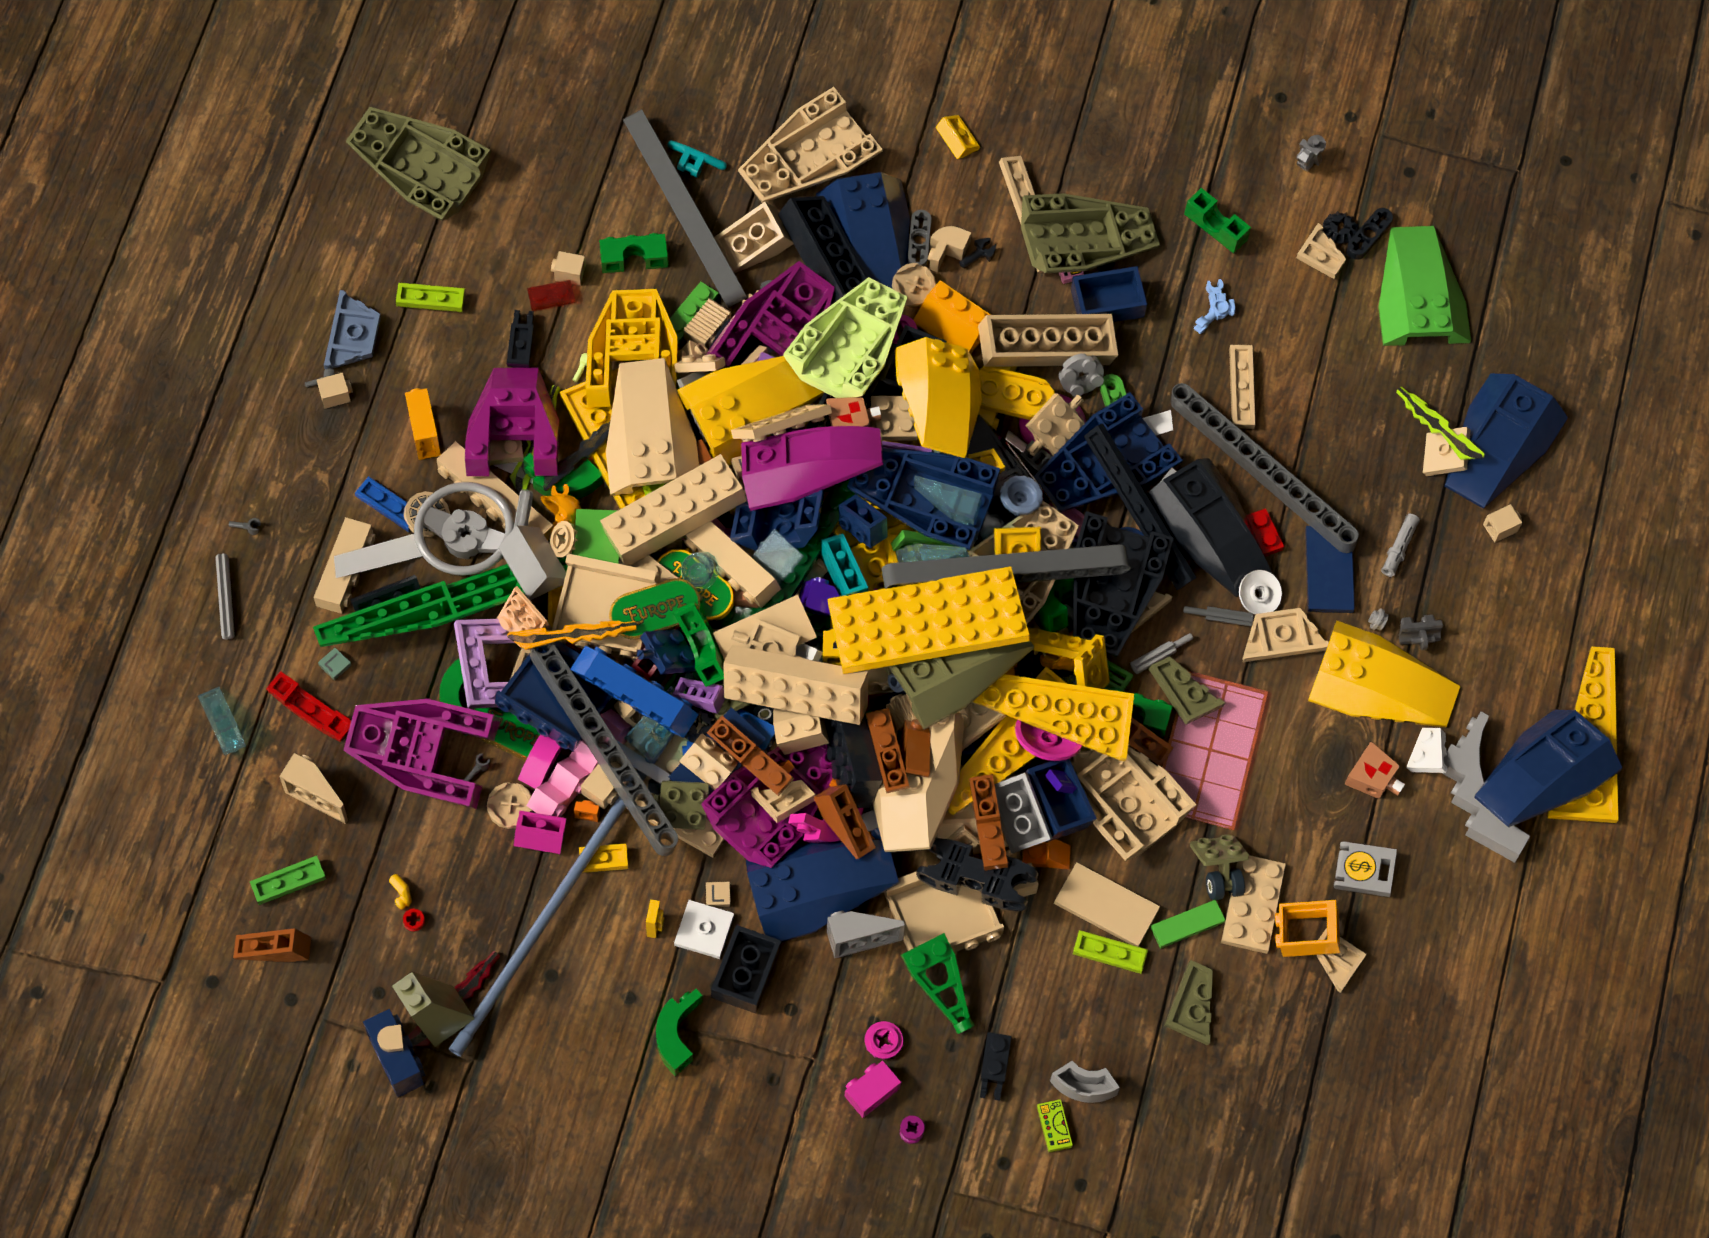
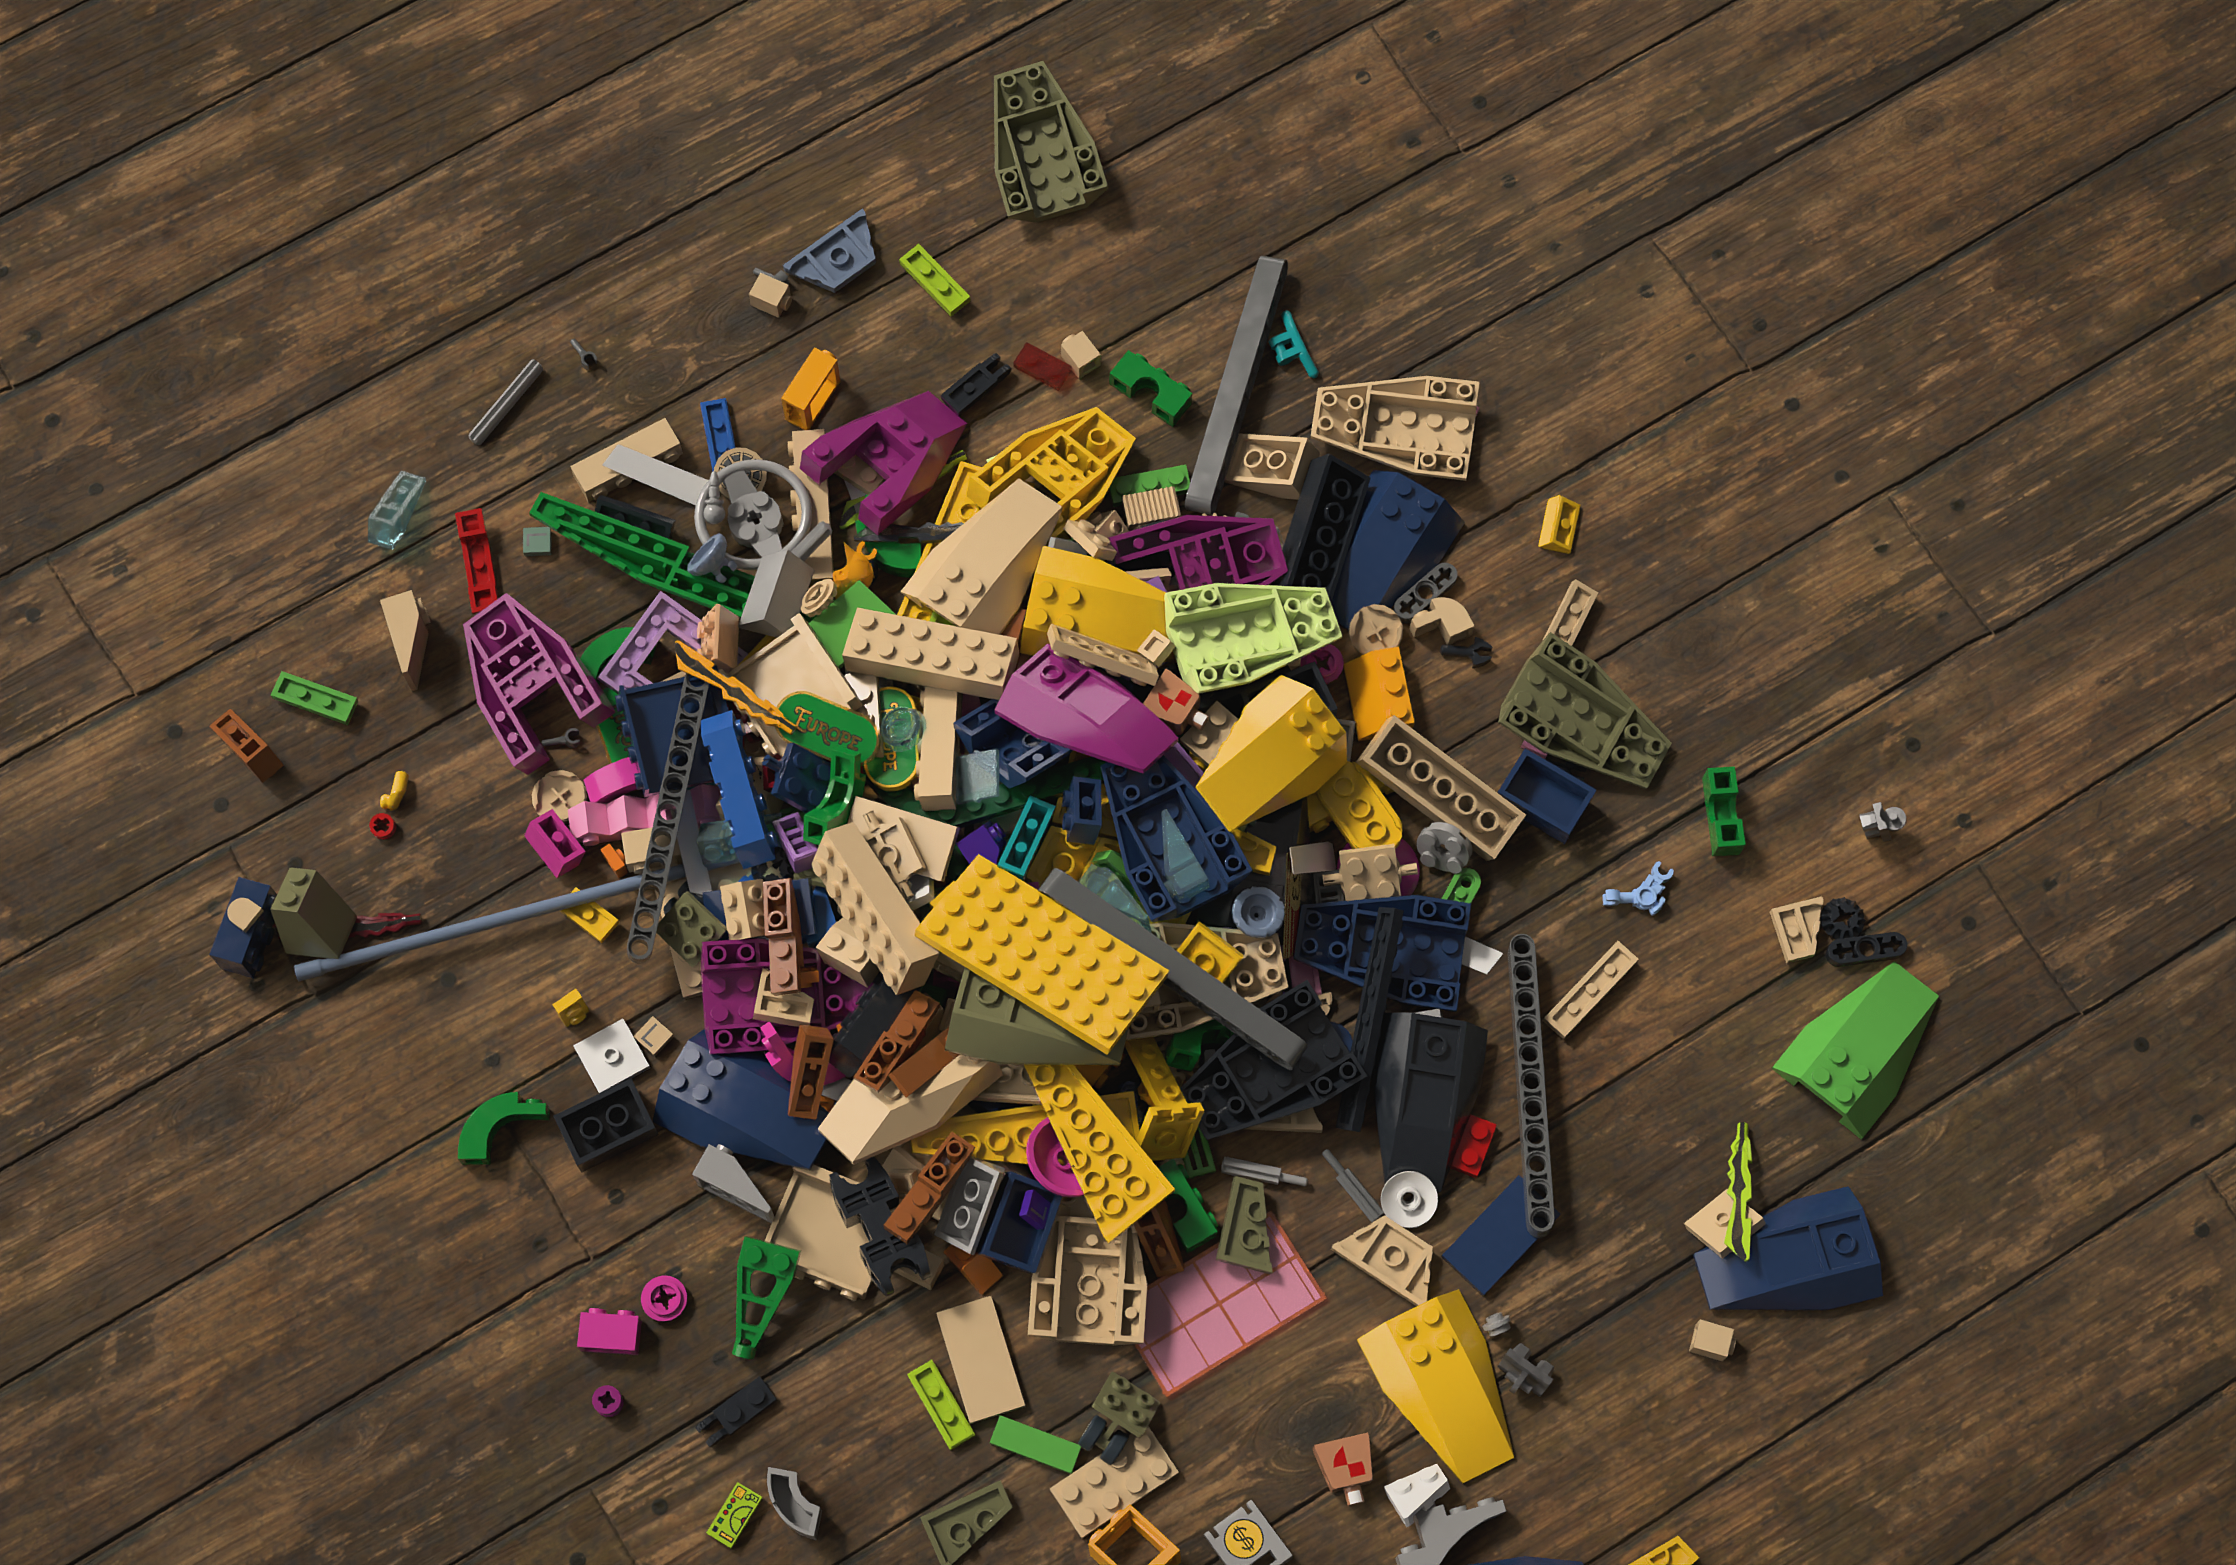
camera: 45 degrees right, 5 degrees up
(439, 545) = (714, 511): none -> light grey bar
(468, 573) = (711, 558): none -> sand blue hair
(806, 393) = (1156, 648): none -> tan plate
(1397, 551) = (1581, 1276): light grey pin -> none

